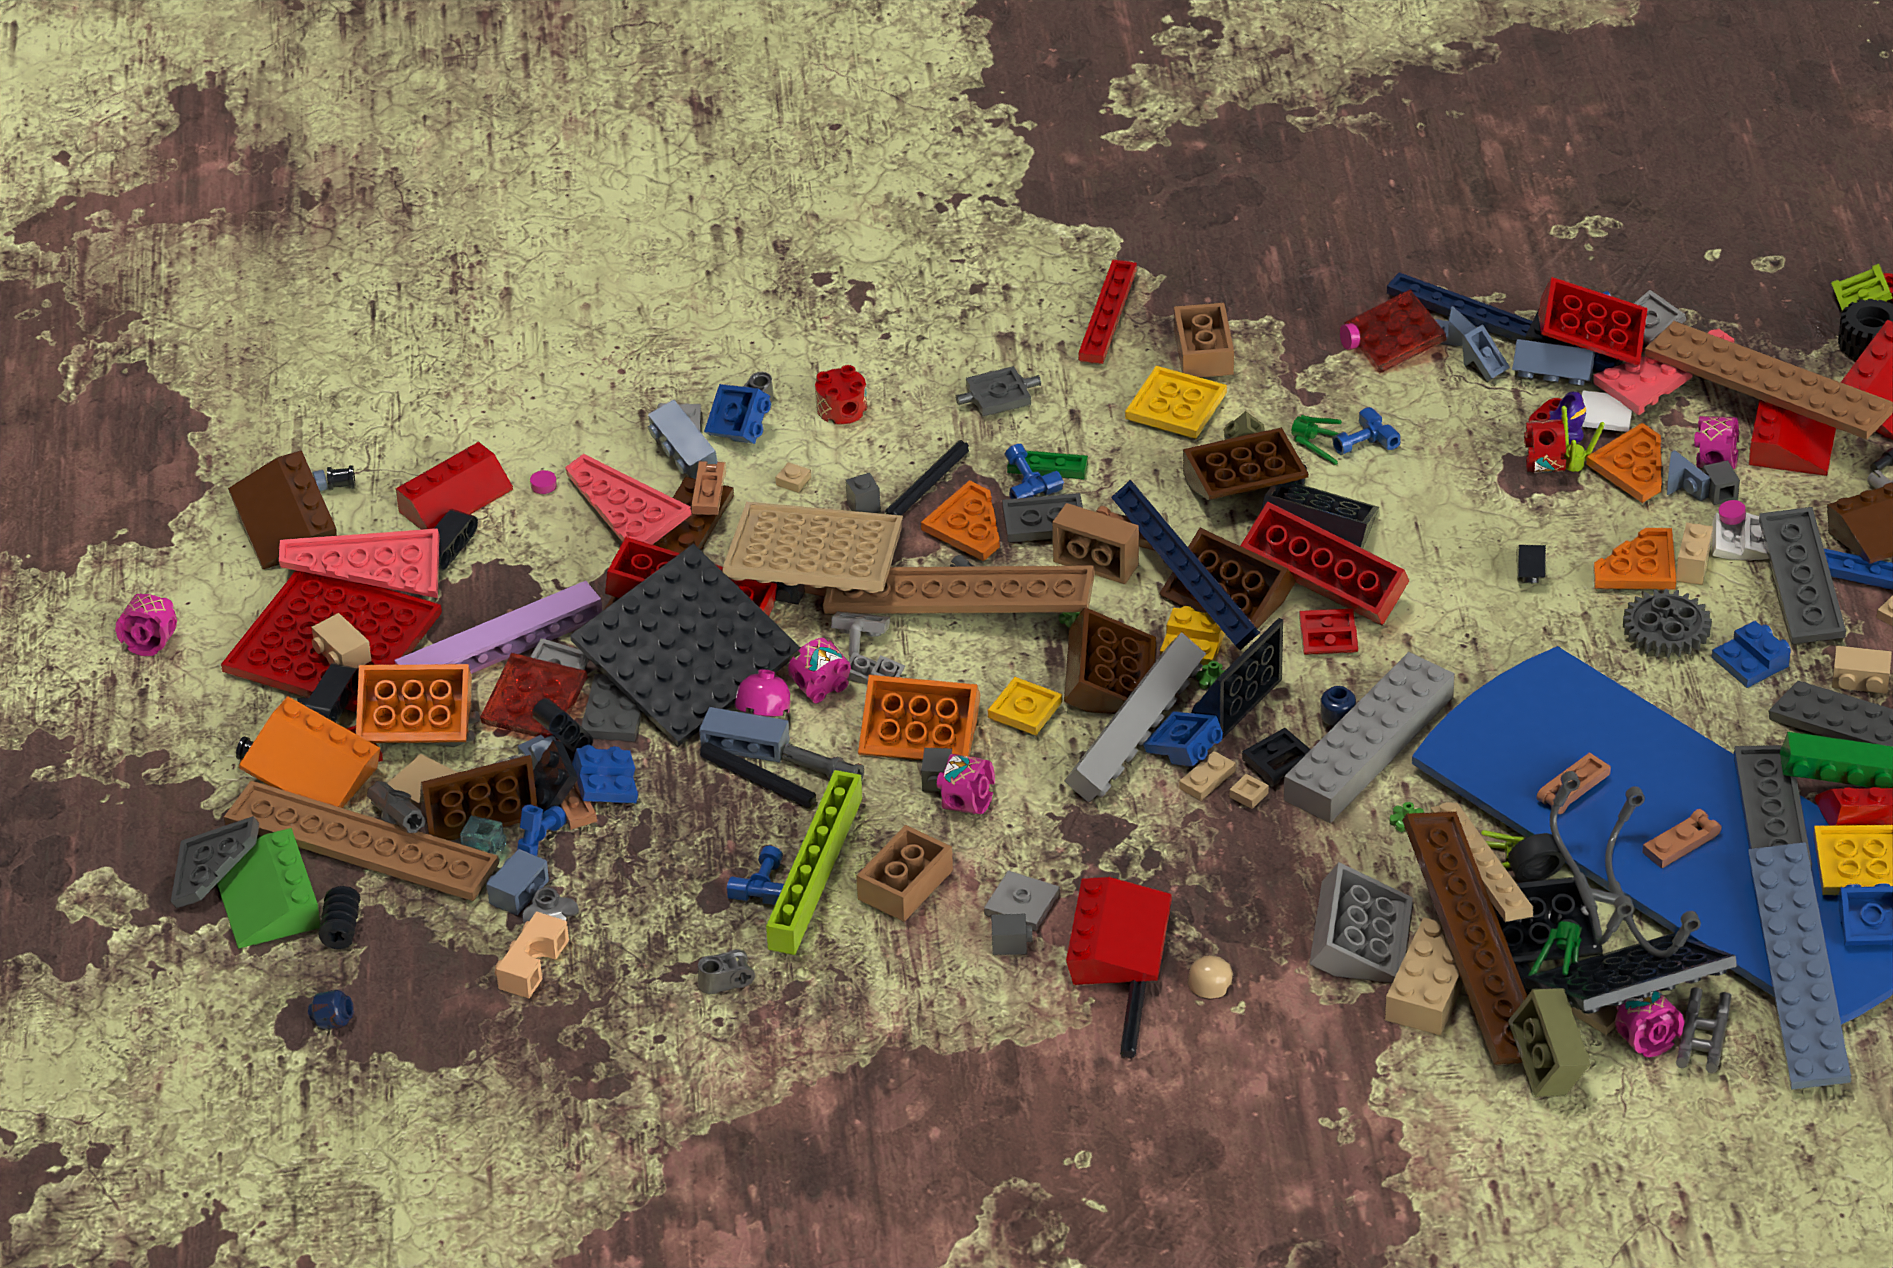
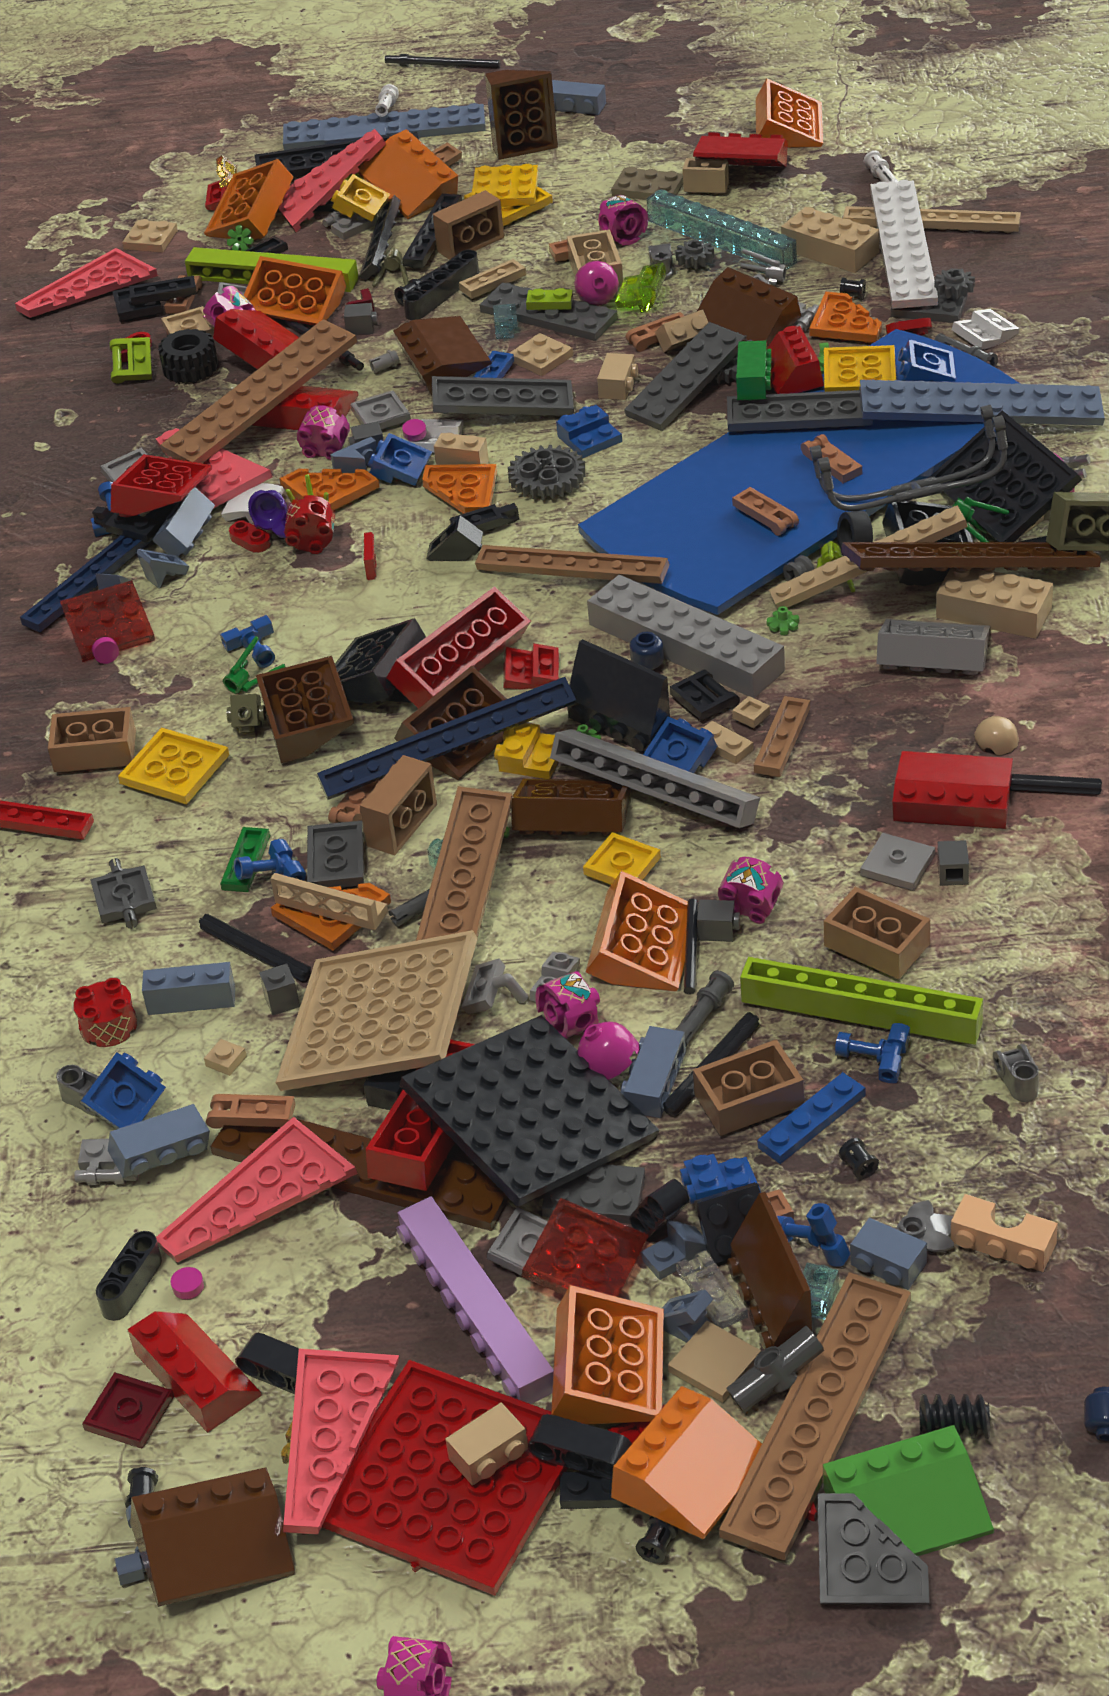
camera: 85 degrees left, 0 degrees up
(417, 459) = (128, 1410): none -> dark red tile
(465, 757) = (686, 1314): none -> sand blue slope
(547, 444) = (128, 1275): none -> black beam
(629, 865) = (859, 1158): none -> black bush
(687, 841) = (811, 1118): none -> blue plate
(712, 788) = (748, 1087): none -> medium nougat brick
(868, 440) = (188, 988): none -> sand blue brick
(894, 757) = (691, 947): none -> black bar
(965, 509) = (328, 902): none -> tan fence
(1210, 814) = (782, 736): none -> medium nougat plate
(1483, 644) = (572, 563): none -> medium nougat plate
(1485, 820) = (801, 565): none -> dark grey wheel
(1504, 499) = (369, 556): none -> red tile
(1577, 581) = (491, 516): none -> black hinge
(1677, 504) = (399, 460): none -> blue plate
(1781, 489) = (384, 408): none -> light grey plate

